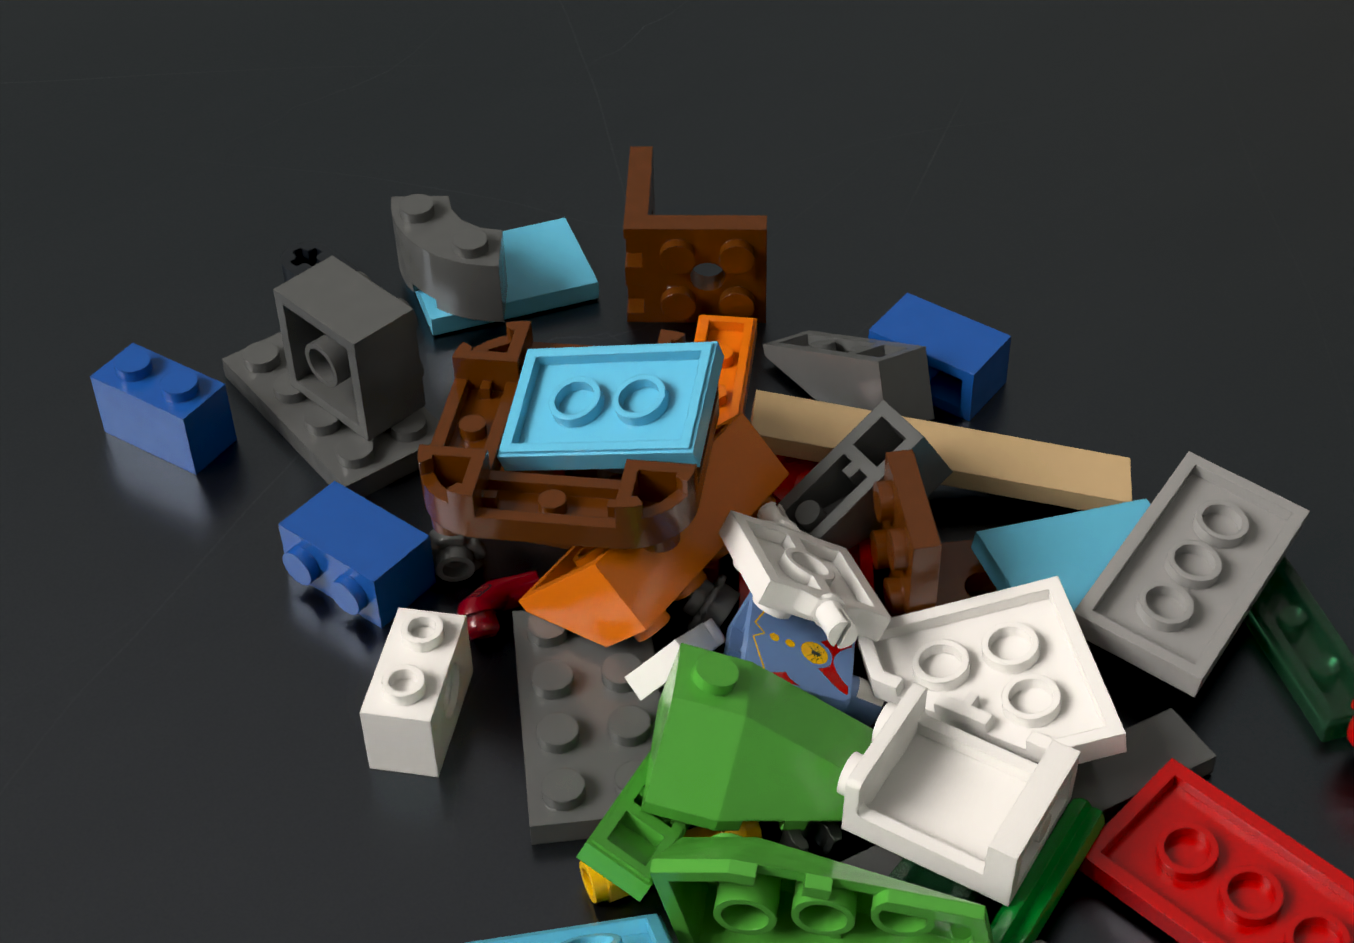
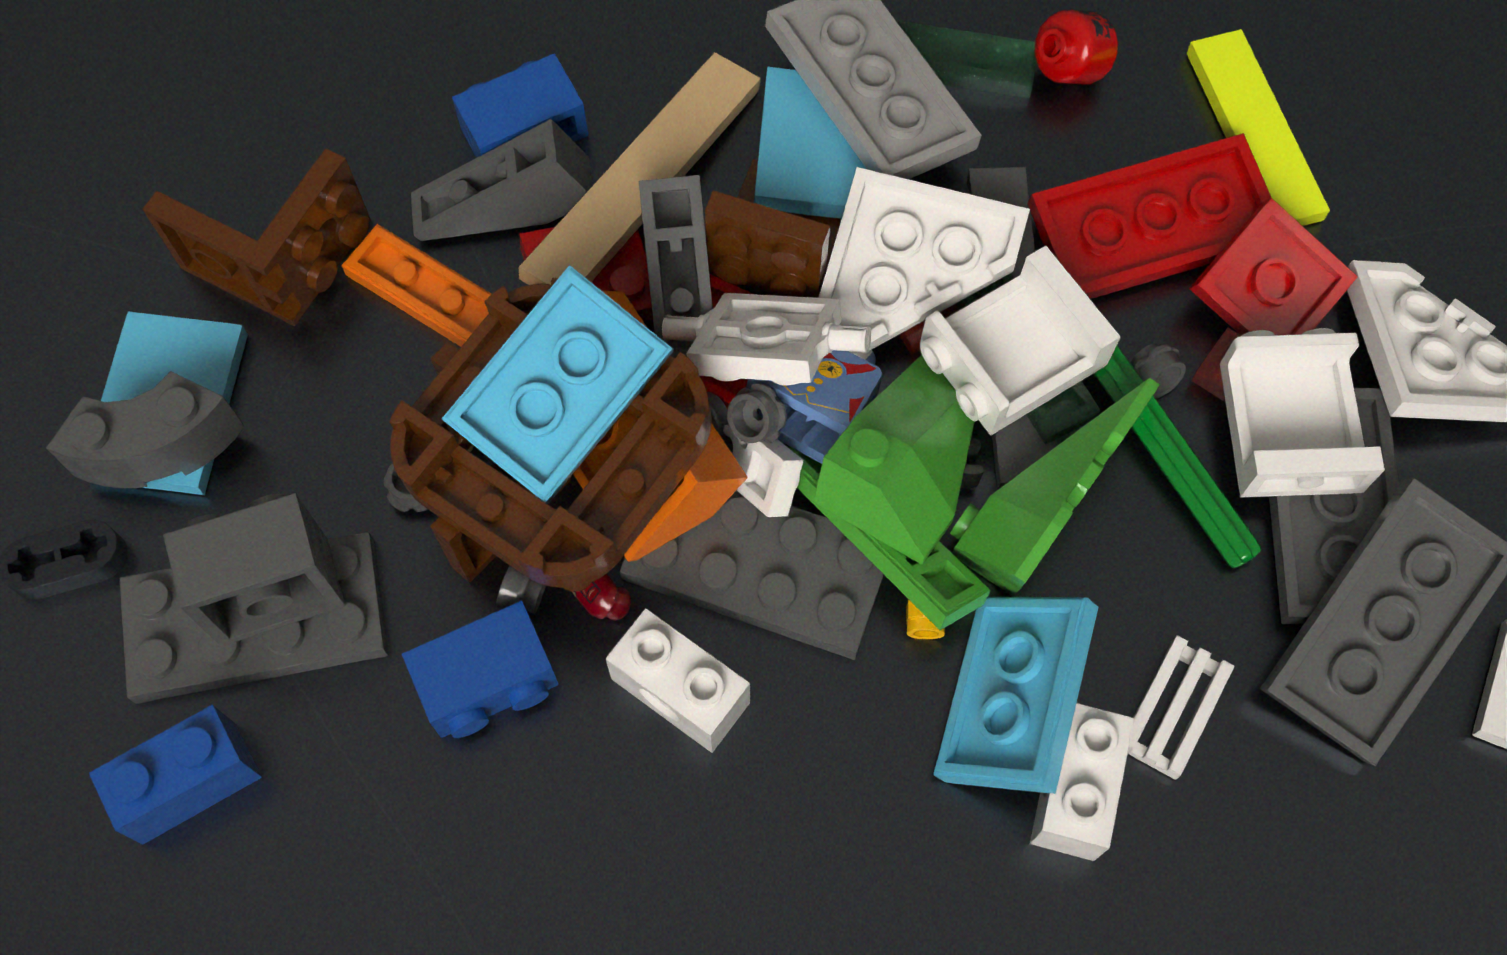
camera: 65 degrees left, 25 degrees up
(717, 608) = (745, 418): none -> dark grey plate

